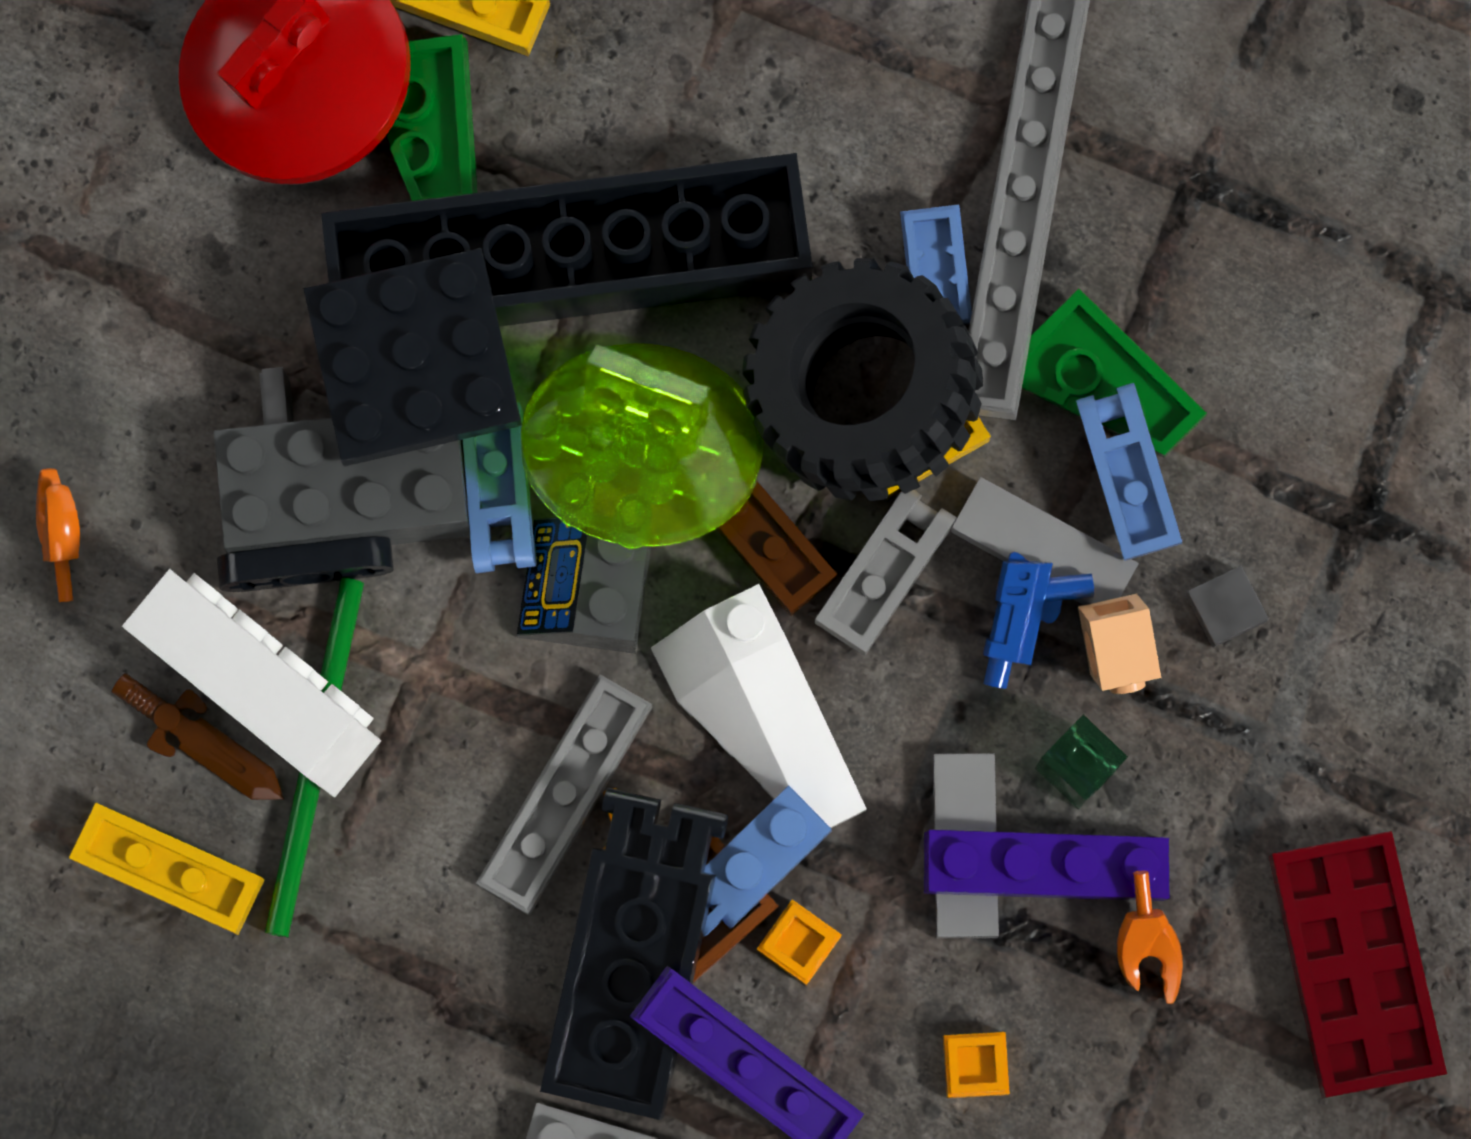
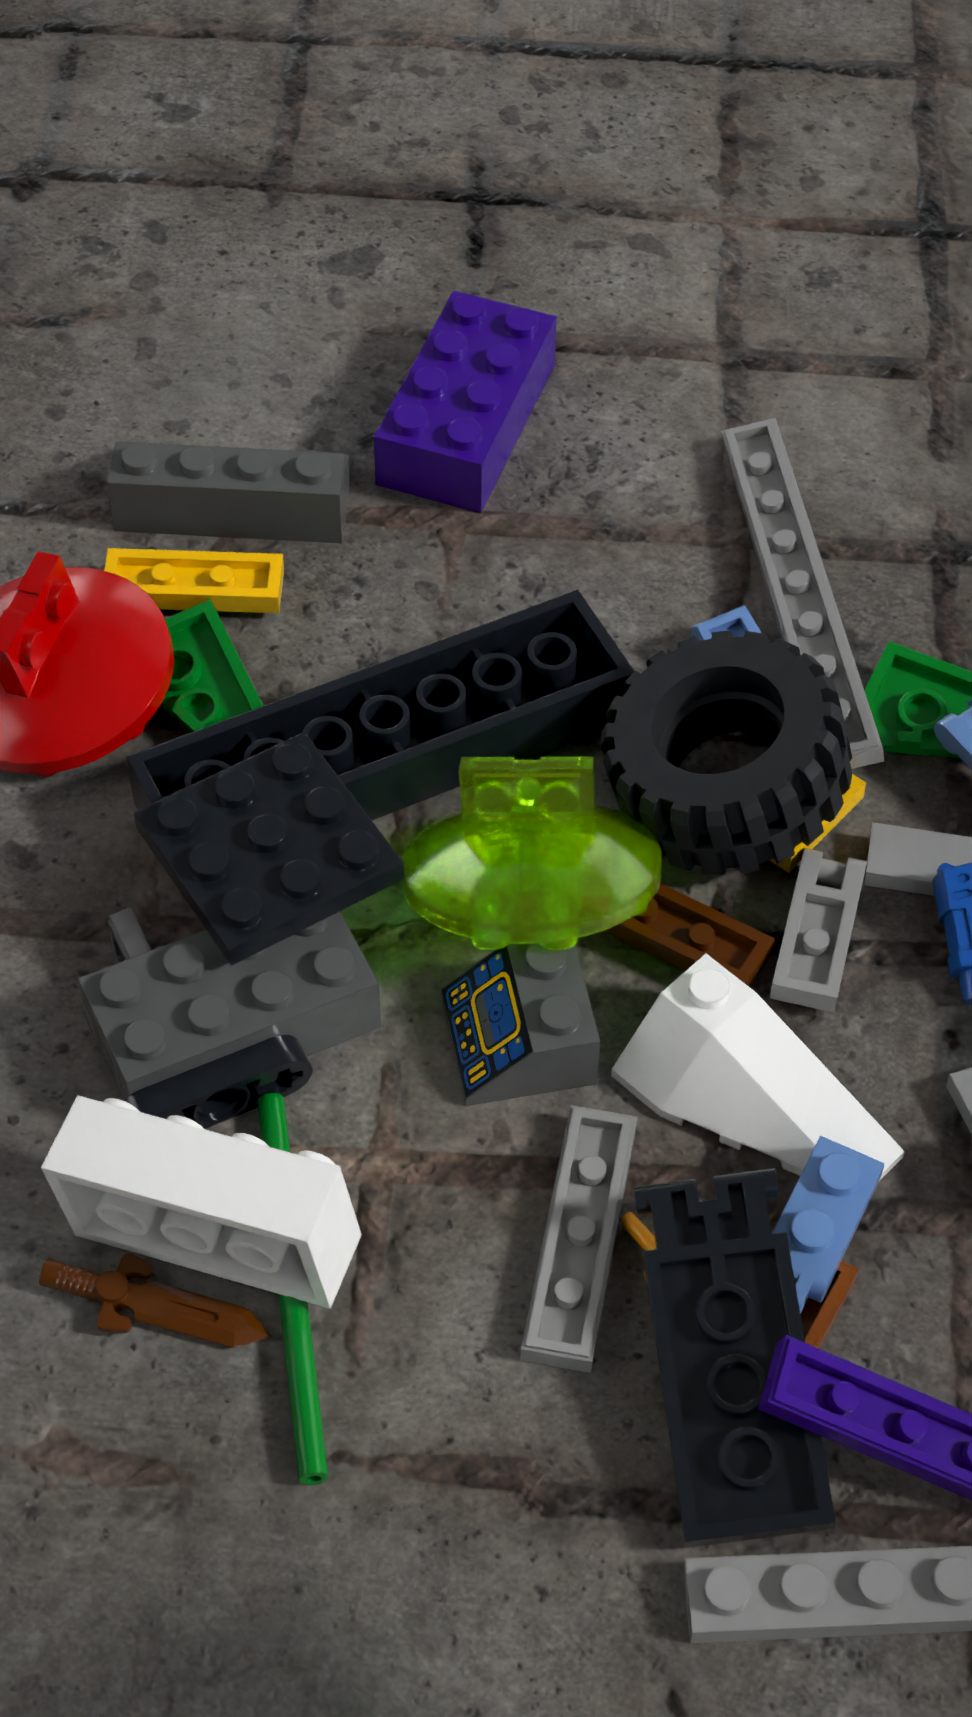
camera: 20 degrees left, 25 degrees down
(166, 868) = (162, 1443): yellow plate -> none
(498, 497) = (401, 967): plate -> none
(799, 942) = (896, 1302): light orange tile -> none

